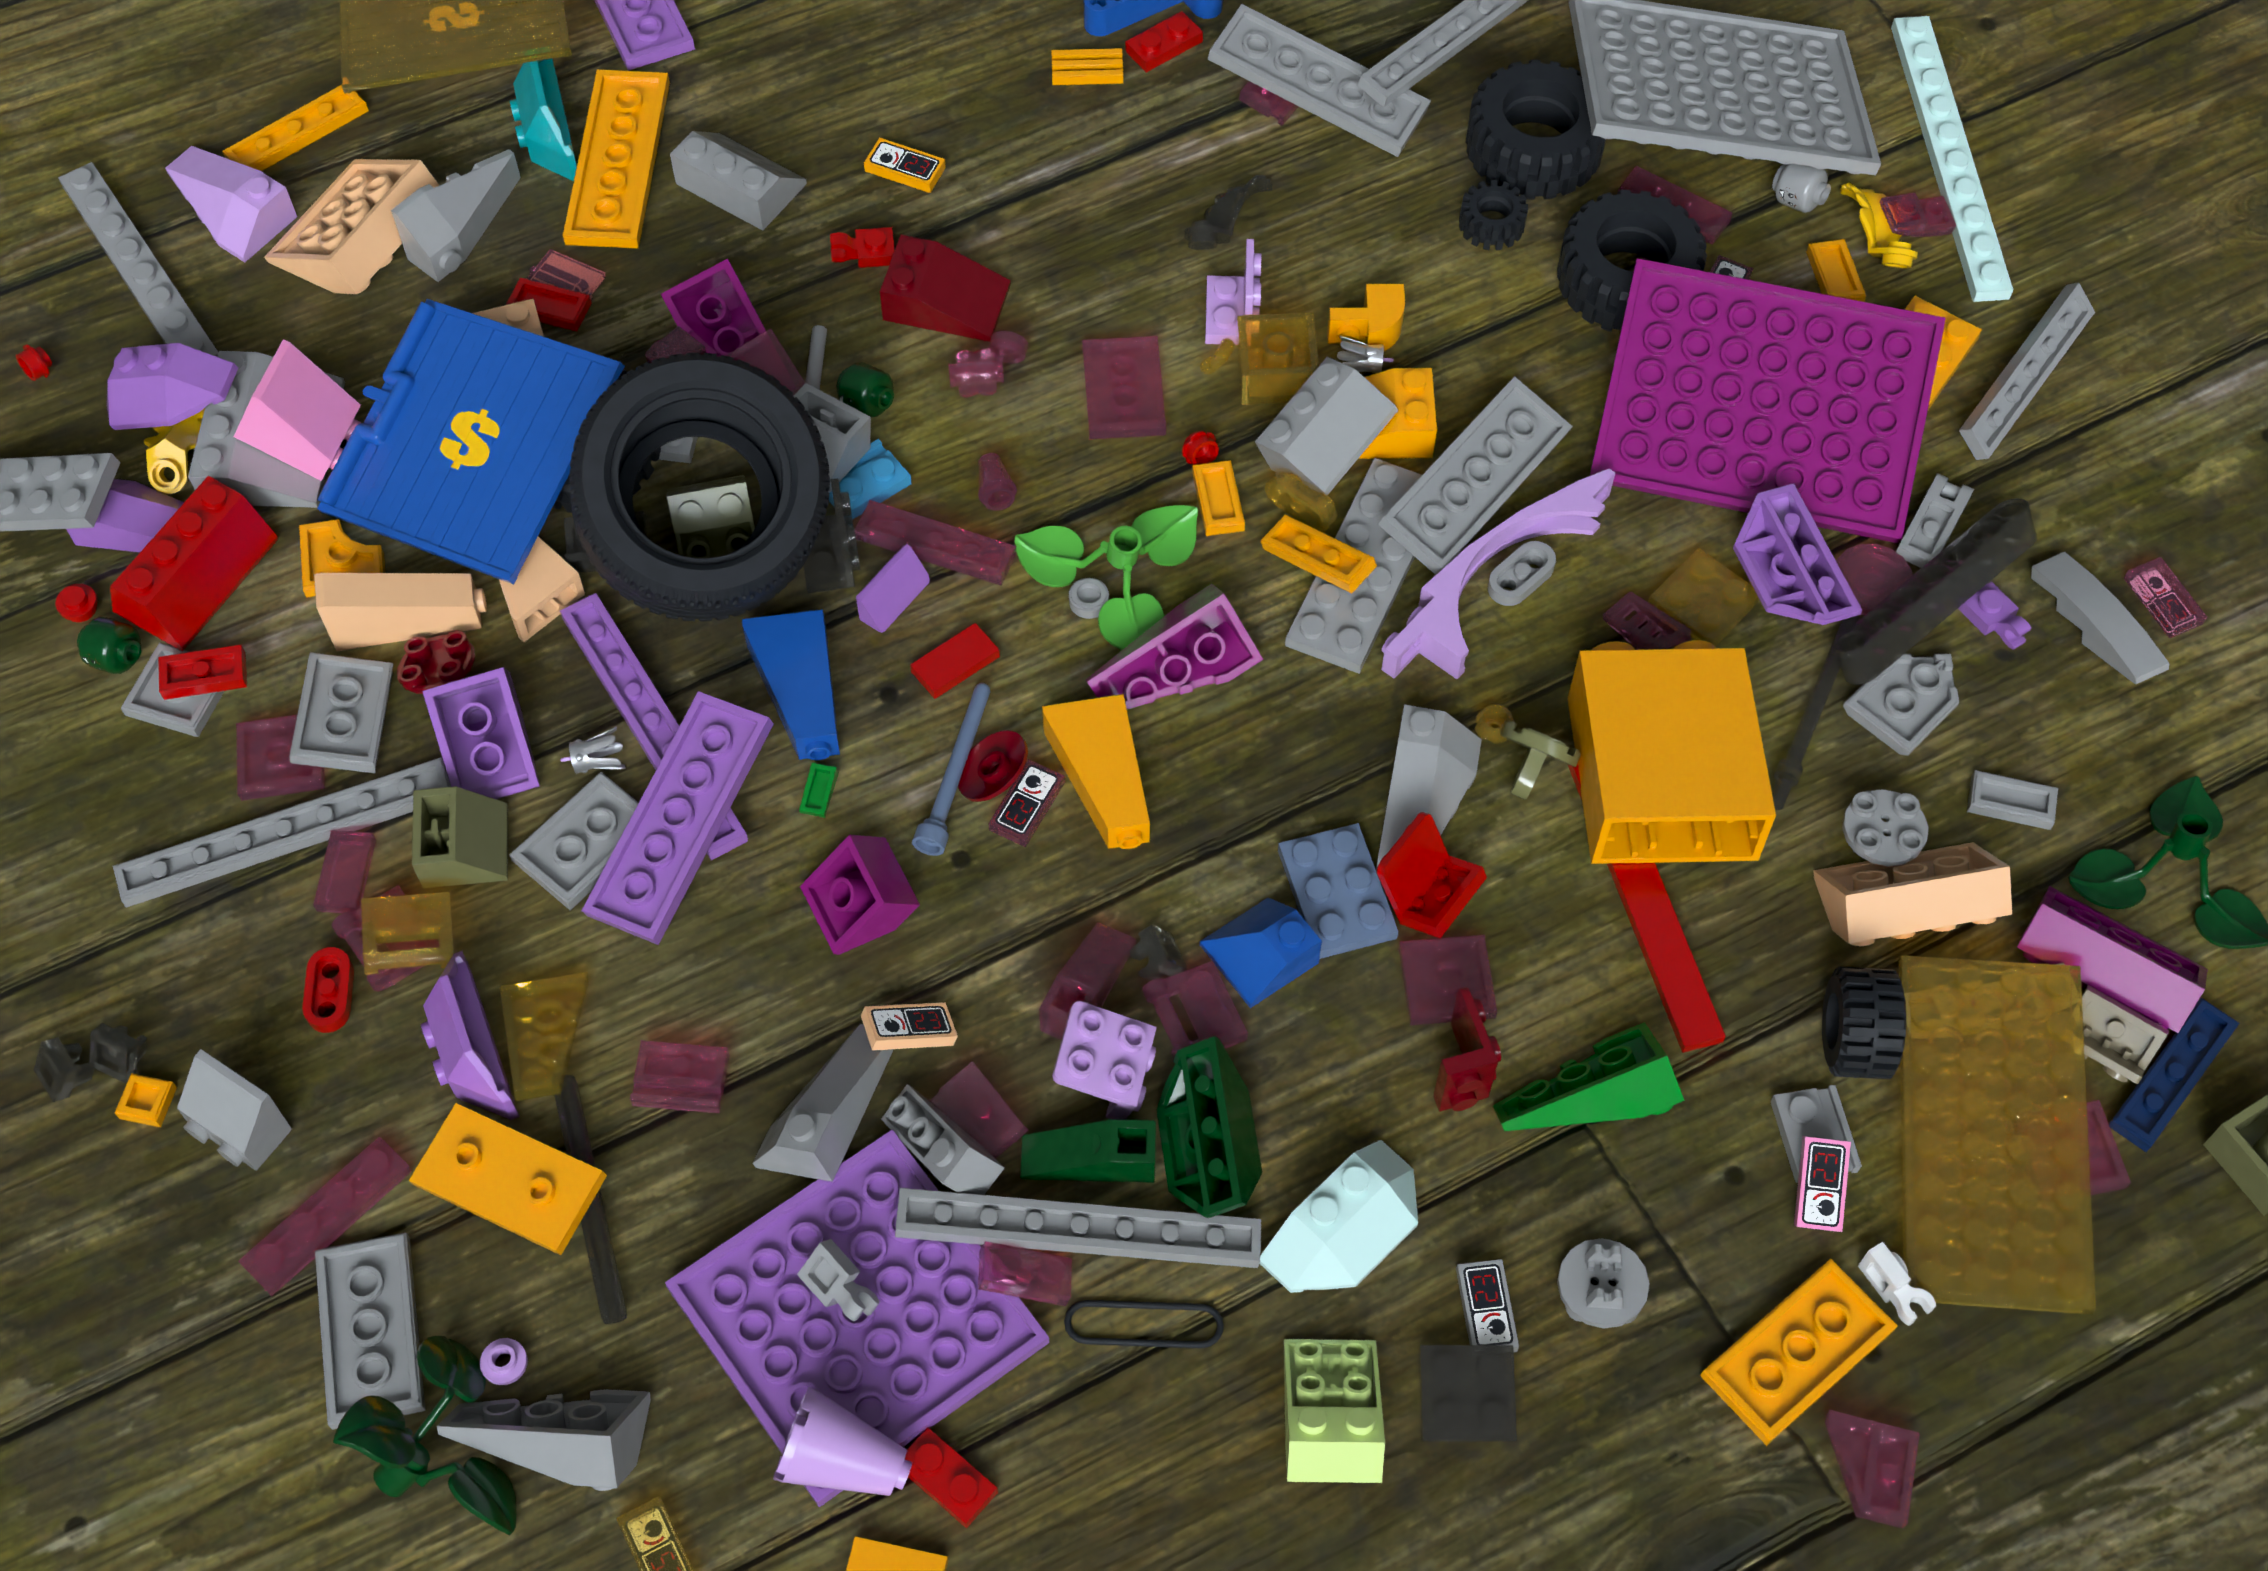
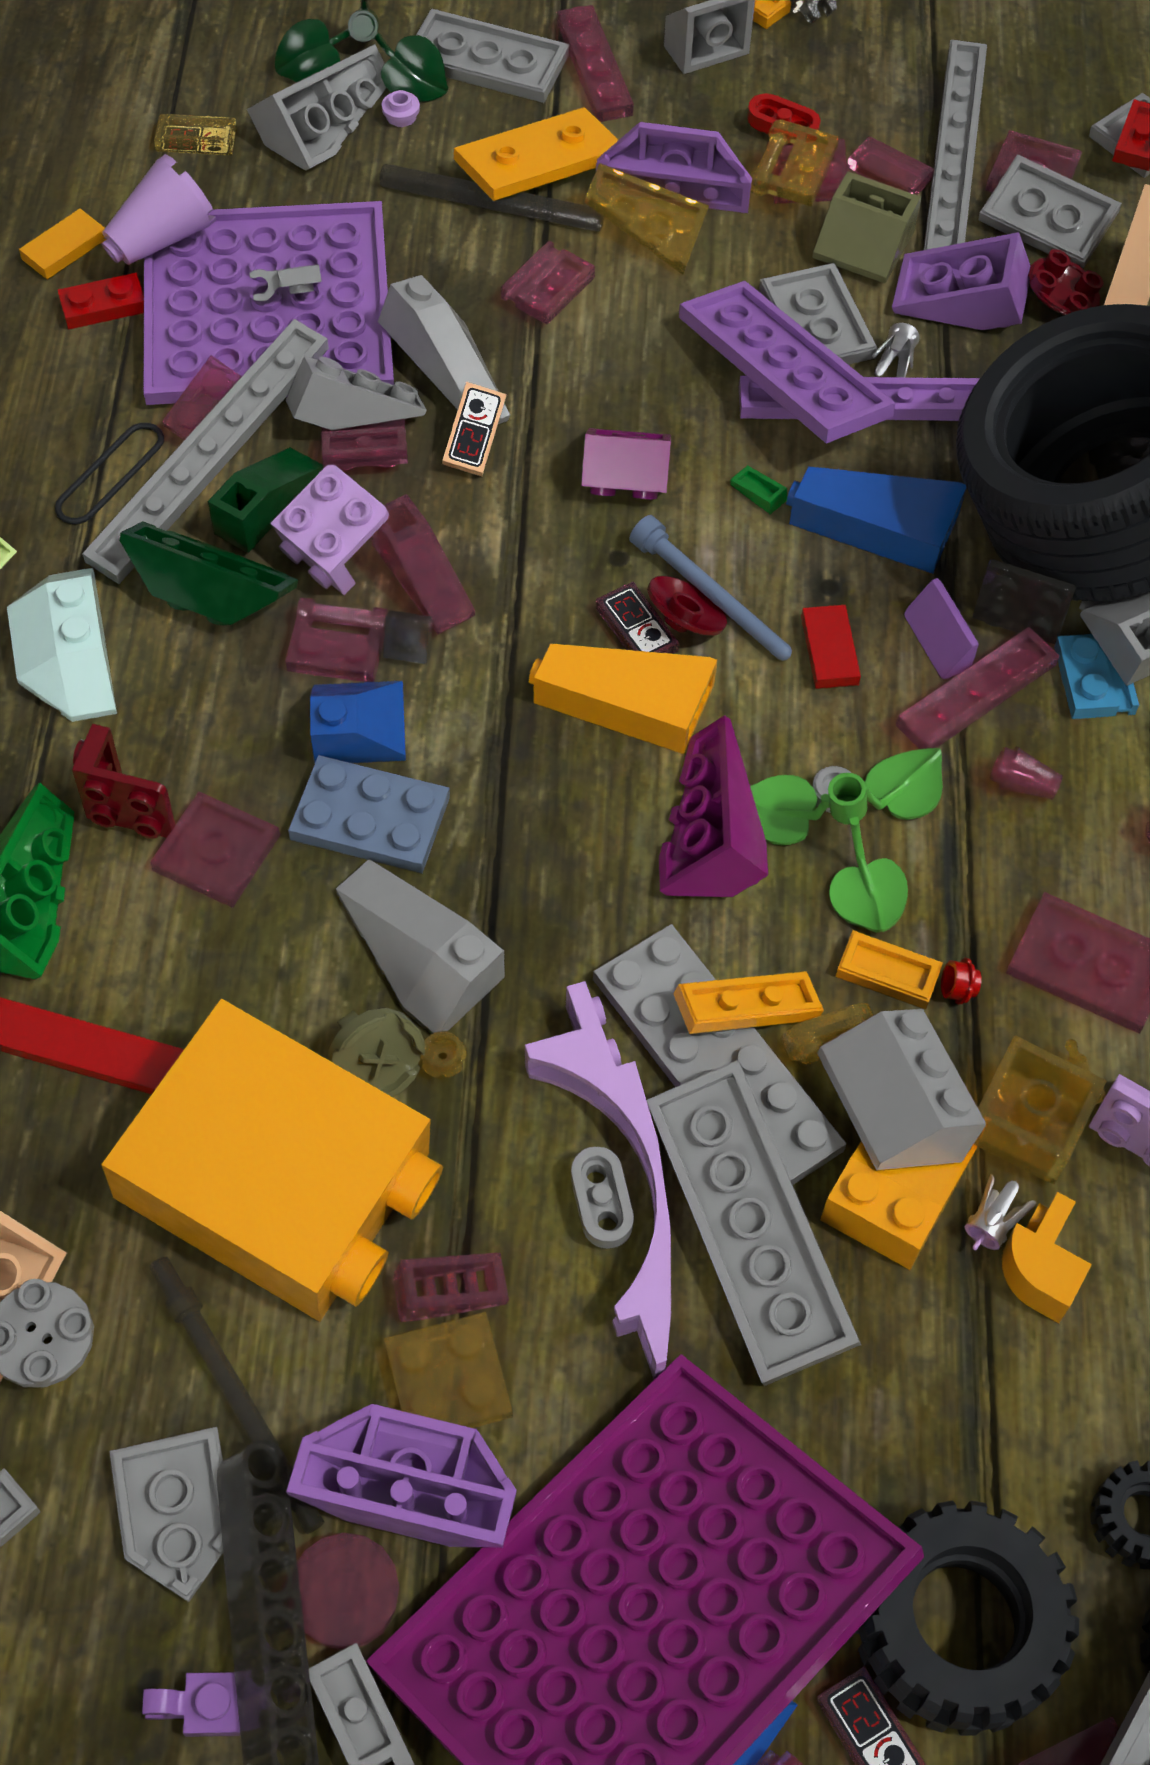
camera: 120 degrees right, 0 degrees up
(1424, 881) = (314, 876): red bracket -> none

